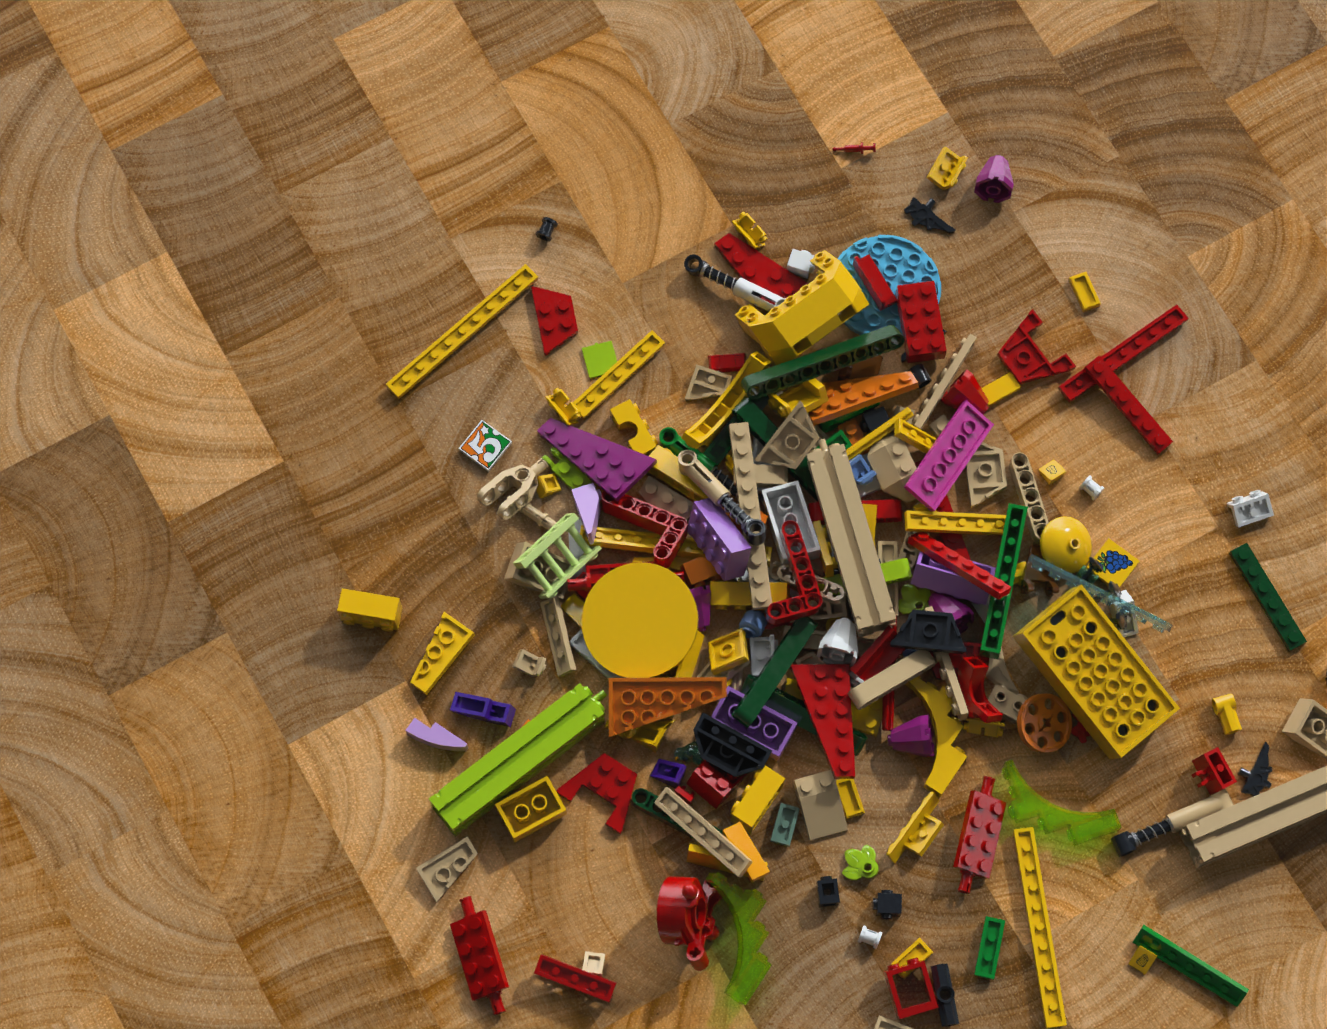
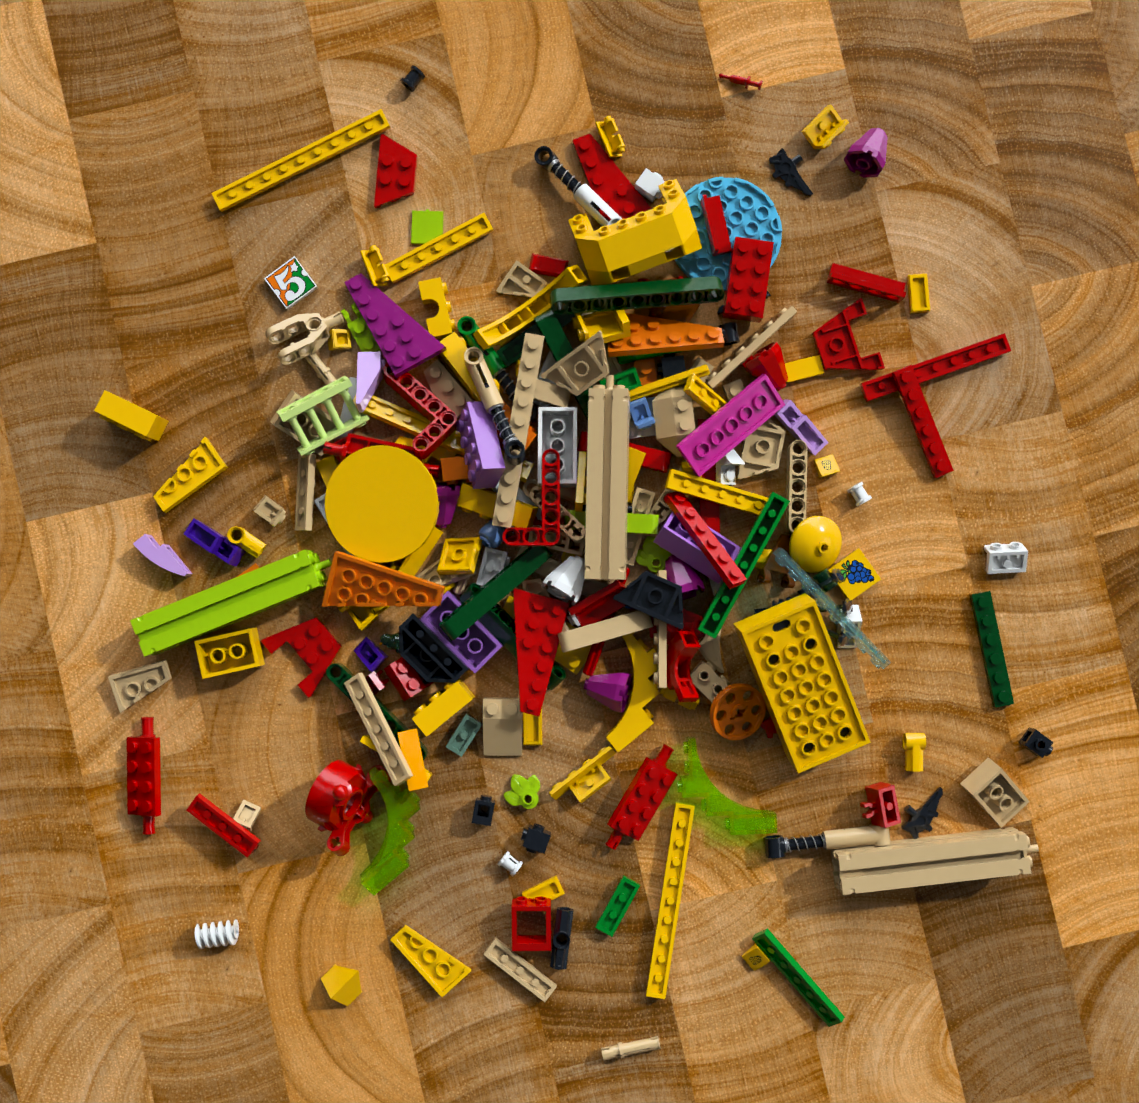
camera: 15 degrees right, 15 degrees up
(516, 698) = (247, 542): none -> yellow piece
(957, 499) = (726, 468): none -> white slope
(1015, 441) = (801, 427): none -> lavender slope
(1032, 295) = (866, 283): none -> red fence

